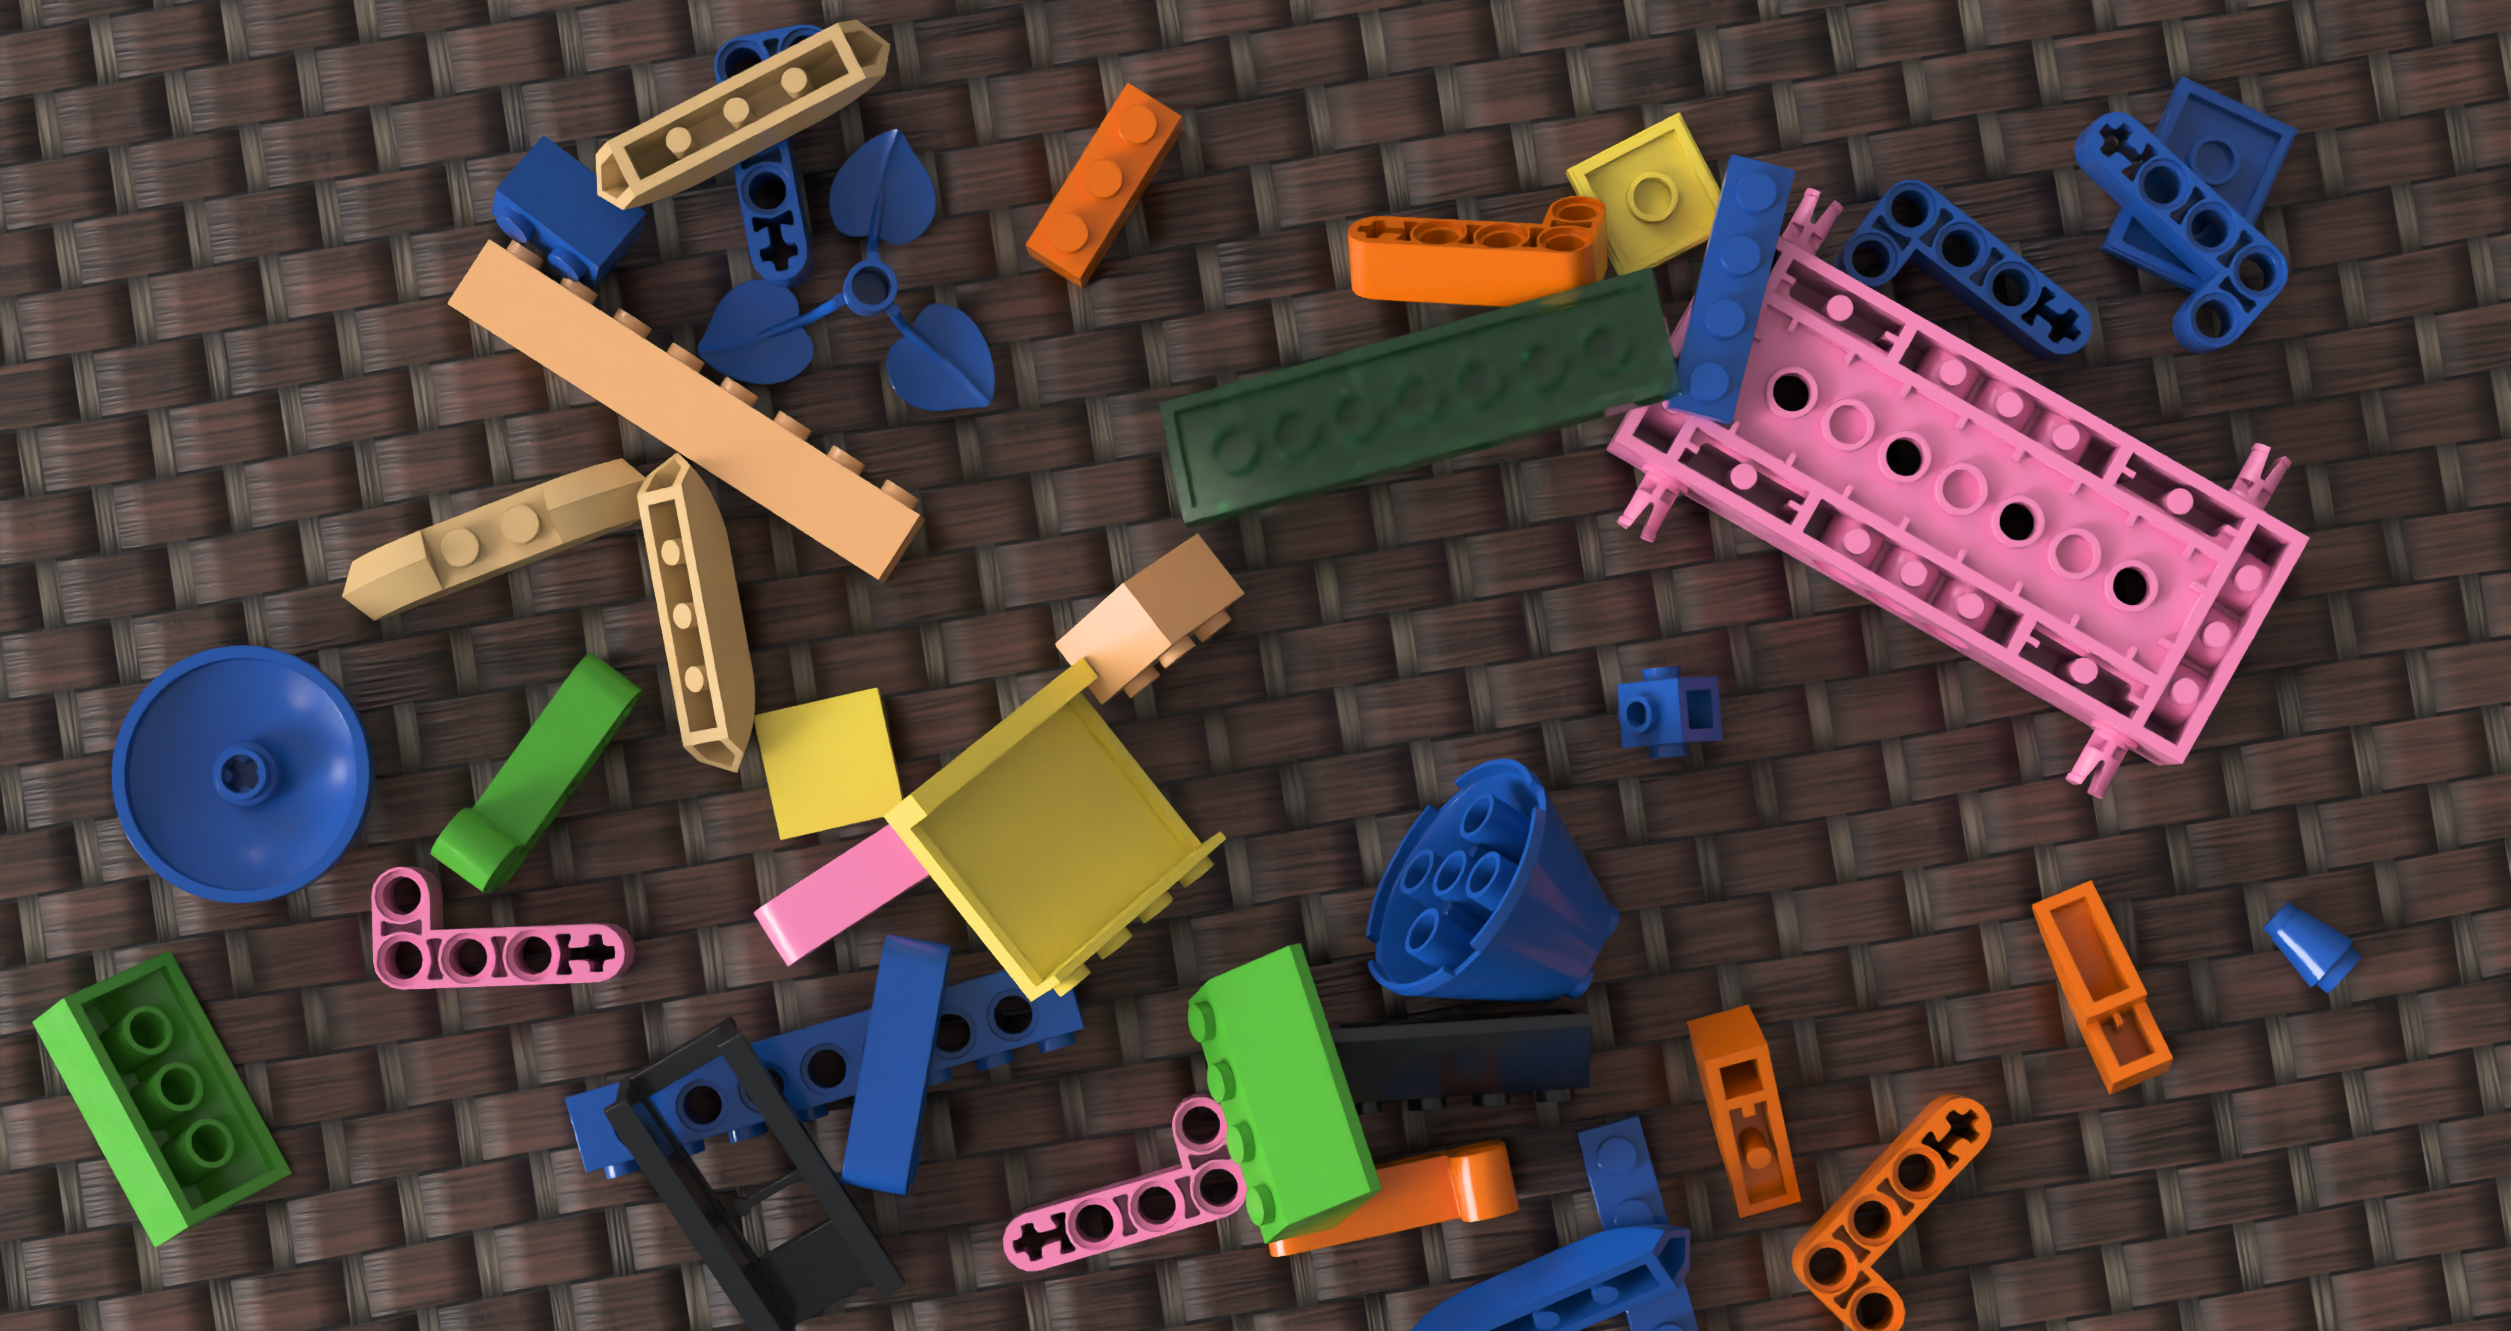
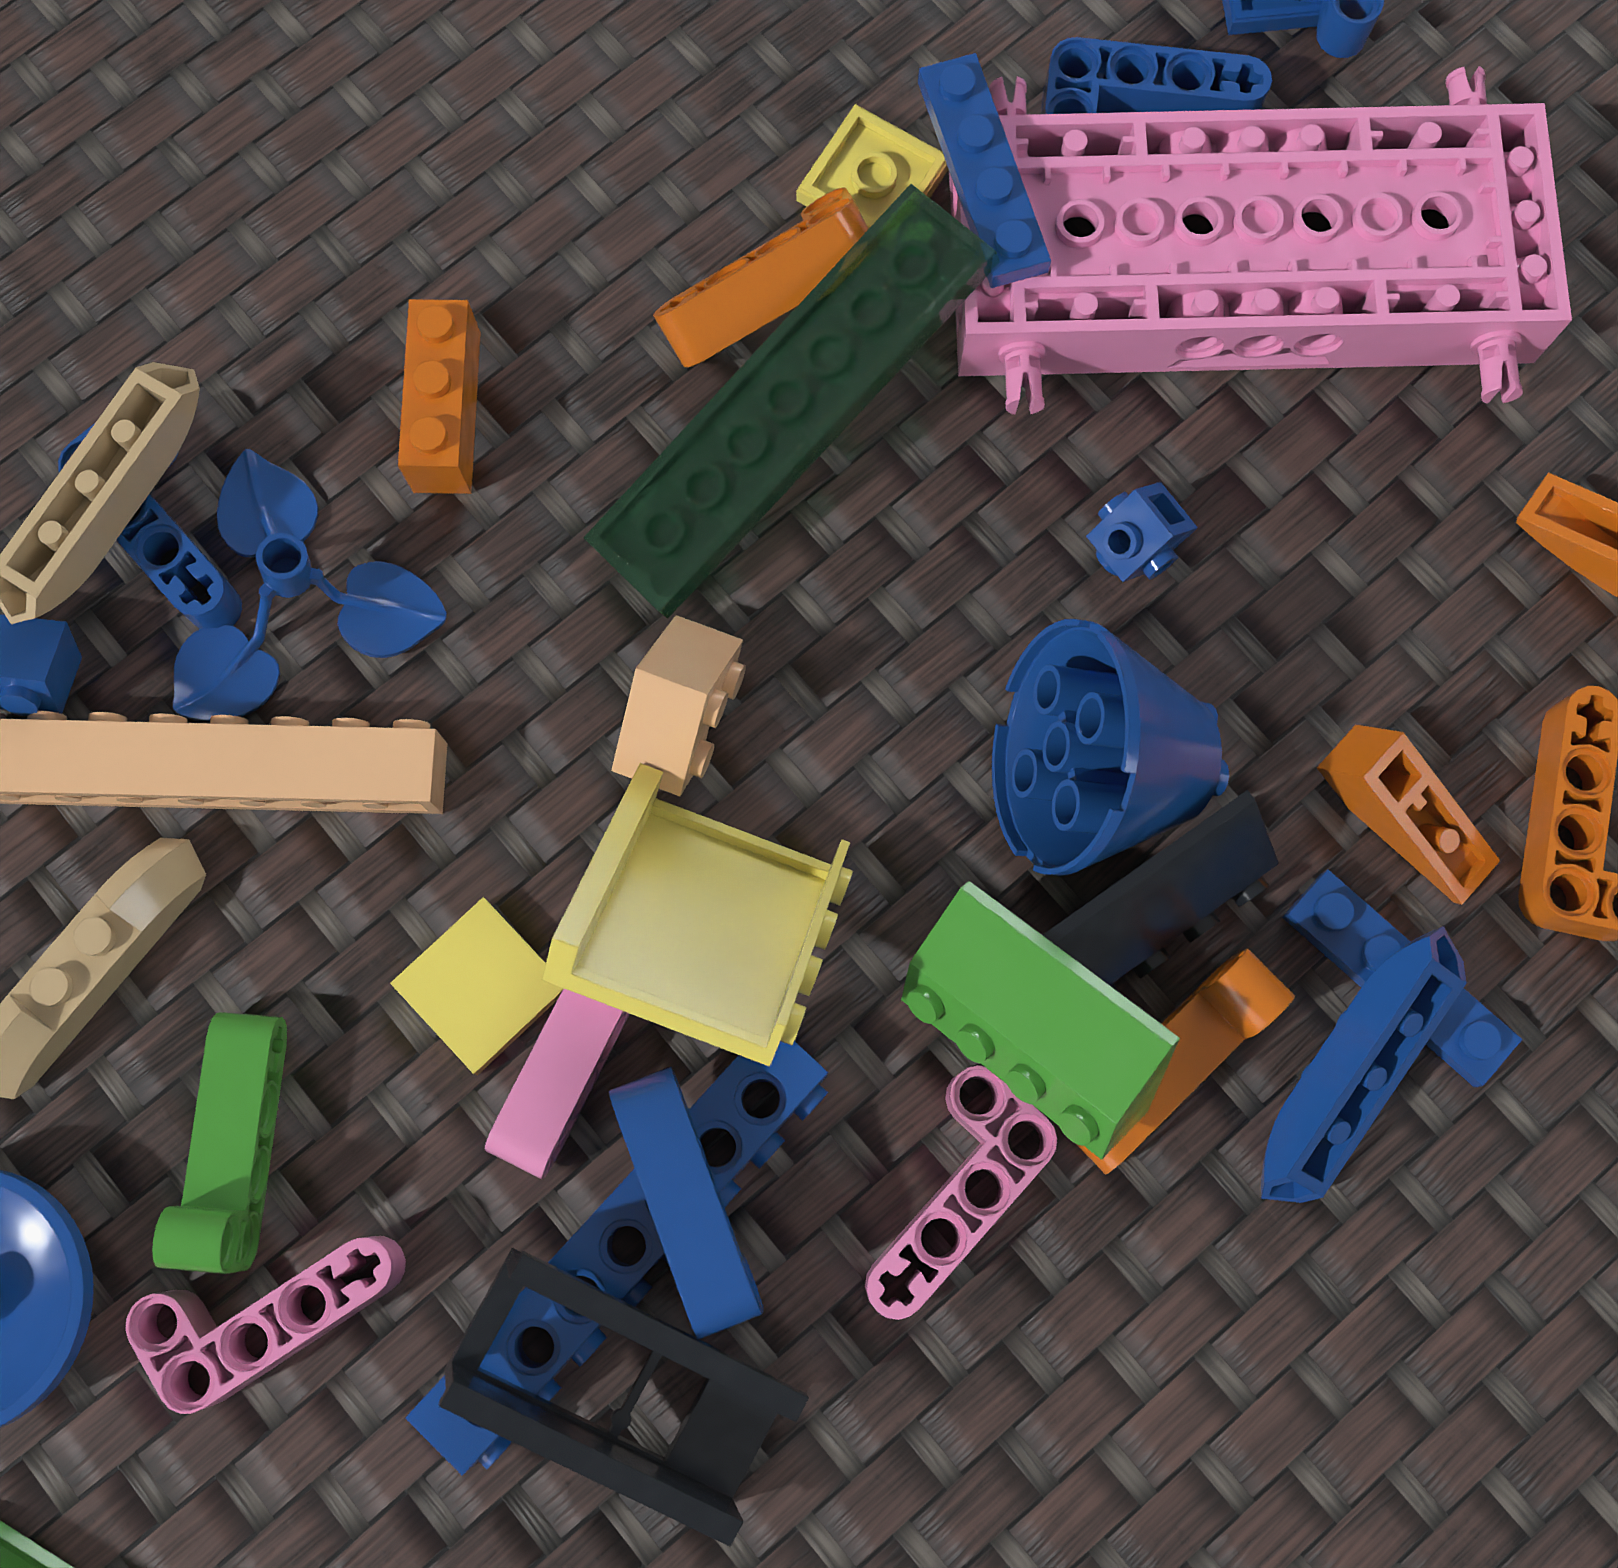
camera: 30 degrees left, 10 degrees down
(699, 613) = (295, 924): tan brick -> none

